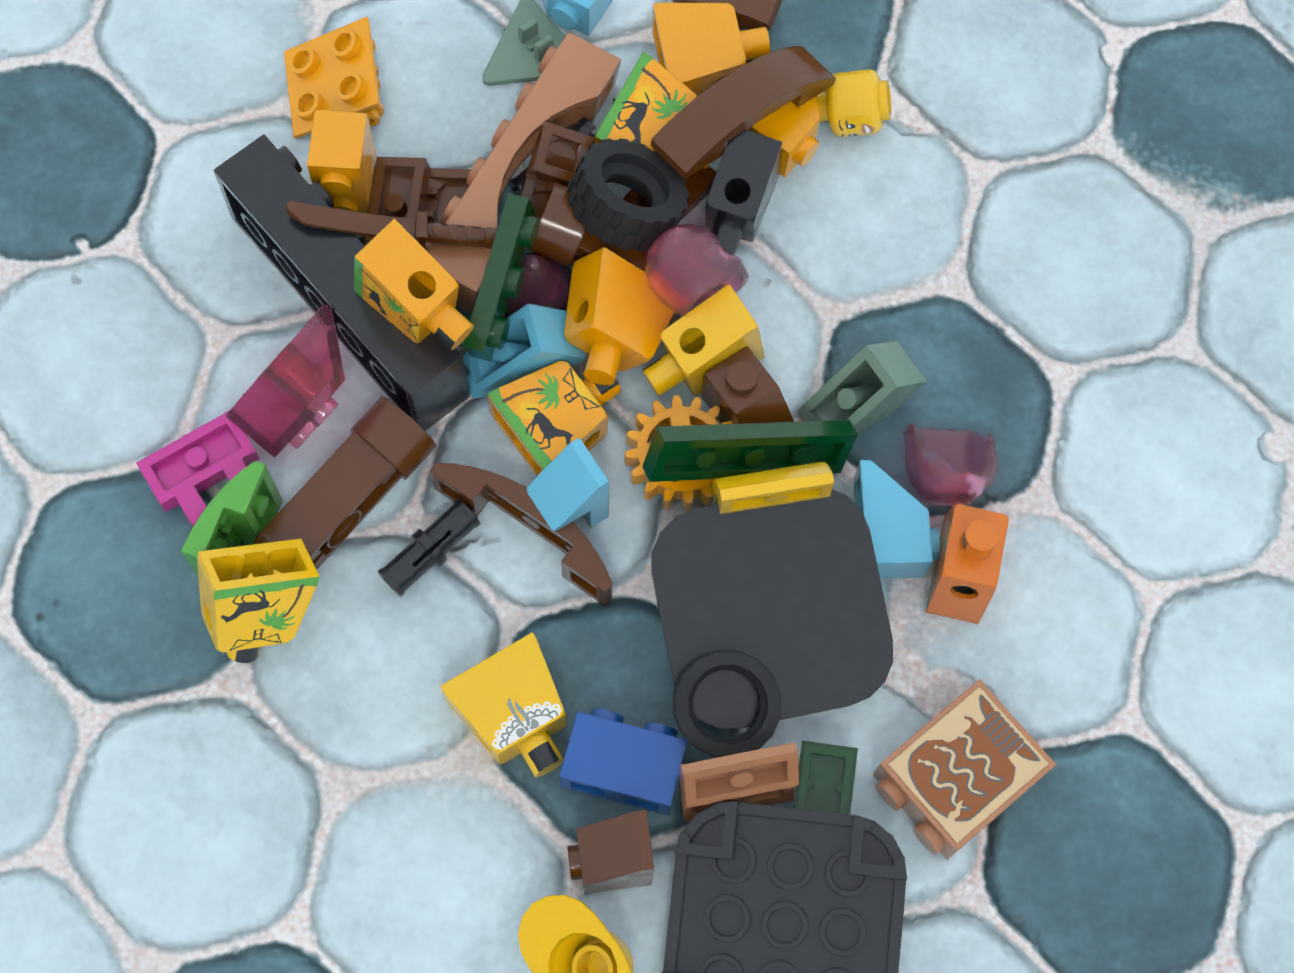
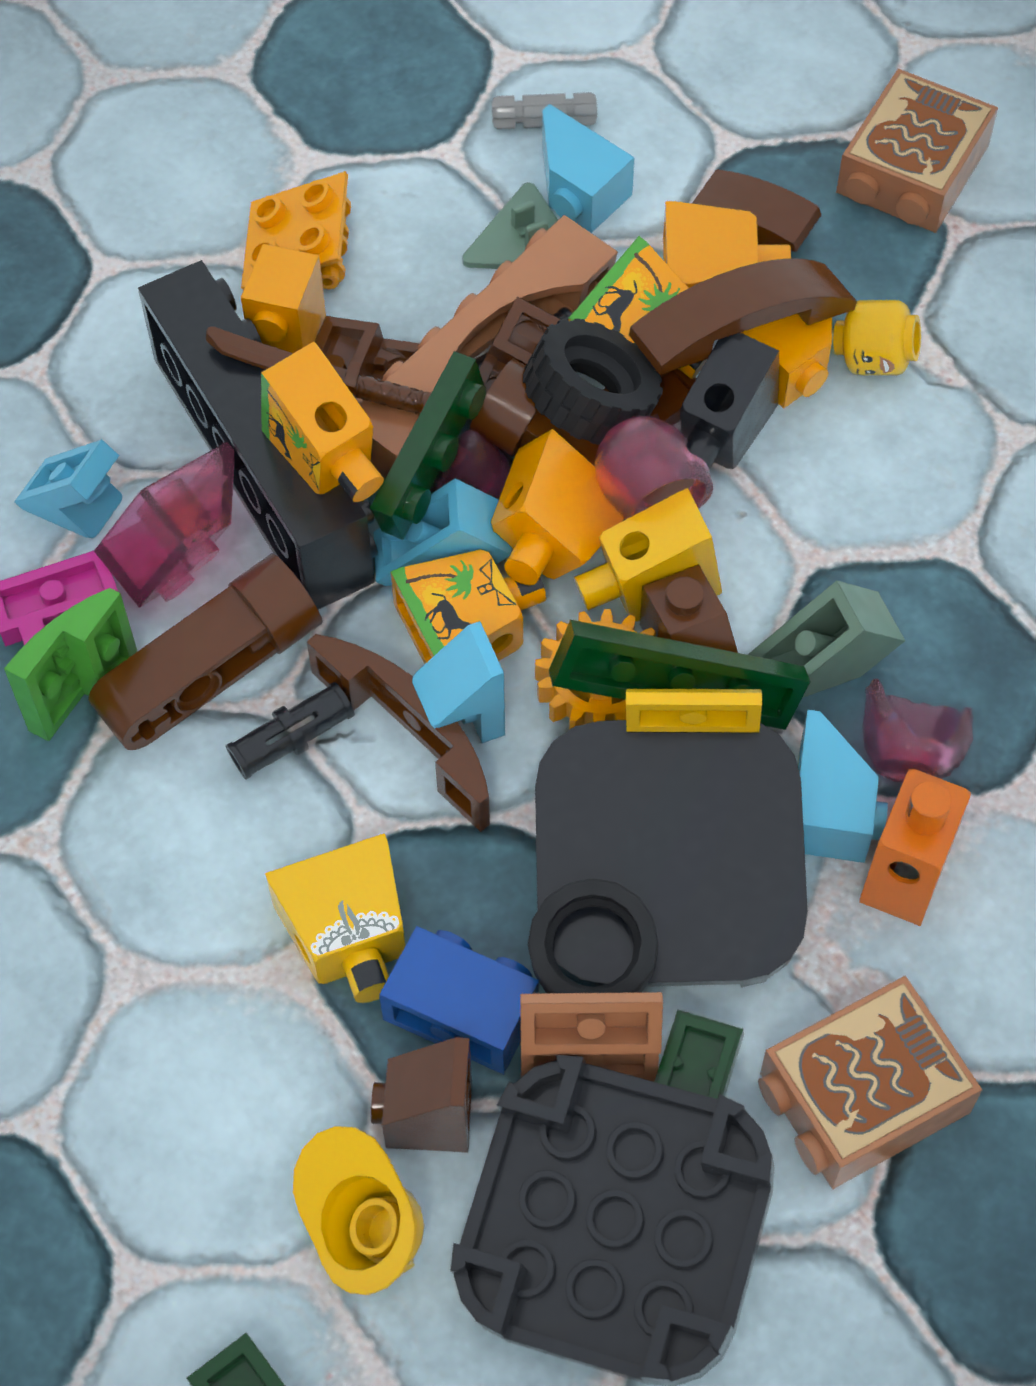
camera: 15 degrees right, 10 degrees down
(190, 357) = (74, 489): none -> medium azure slope
(255, 595) = (77, 738): yellow torso -> none

